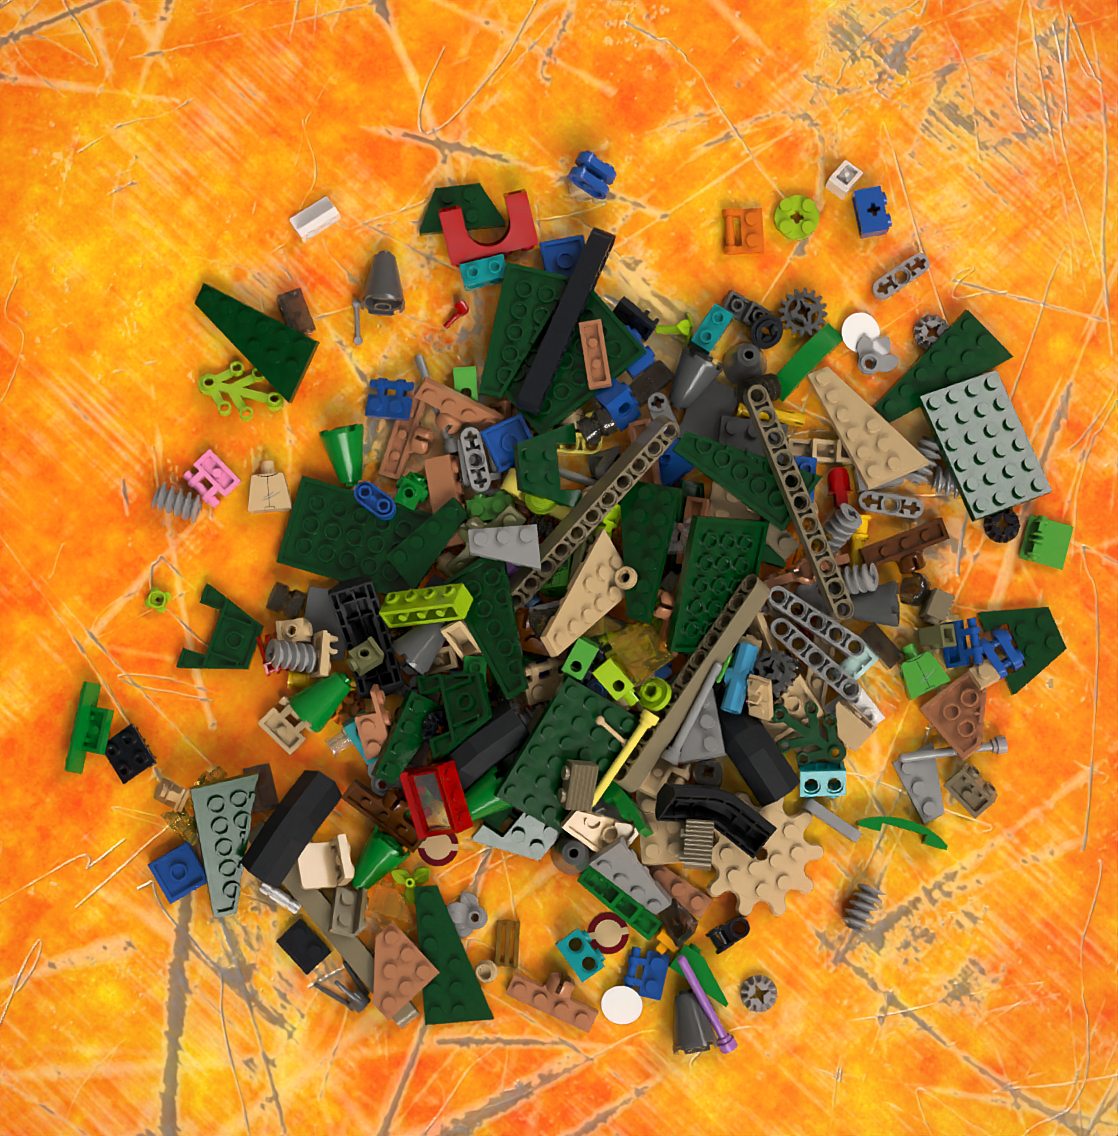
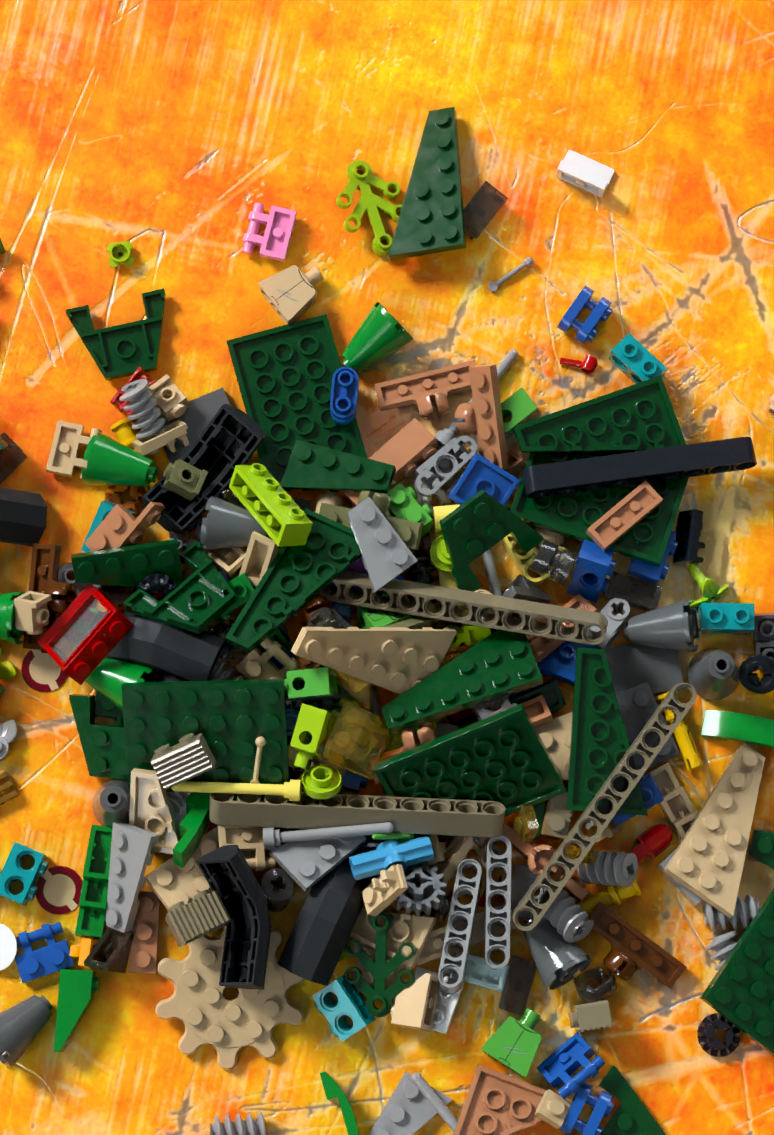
camera: 60 degrees right, 5 degrees down
(176, 501) = (225, 213): light grey piece -> none
(285, 600) = (194, 368): clear smoke wheel -> none
(339, 742) = (84, 508): clear bush -> none
(383, 286) = (560, 275): dark grey cone -> none
(388, 406) = (447, 355): blue plate -> none
(394, 829) = (31, 612): none -> tan brick
(412, 490) = (377, 425): green brick -> none
(435, 294) = (586, 330): none -> blue brick
(475, 206) = (684, 303): dark green wing -> none
(519, 234) = (649, 328): red arch -> none
(562, 254) = (704, 425): blue plate -> none
(620, 575) = (420, 675): tan plate -> none
(726, 1041) = (20, 1075): medium lavender piece -> none
(727, 934) = (126, 1008): black piece -> none
(748, 989) = (102, 1078): light grey gear -> none
(768, 381) = (706, 707): clear smoke piece -> none
(773, 566) = (526, 824): none -> clear yellow plate
(831, 819) = (309, 1044): light grey beam -> none
(905, 512) = (655, 905): light grey beam -> none
(937, 636) = (562, 1037): olive brick -> none
(1046, 542) = (730, 1091): bright green hinge -> none

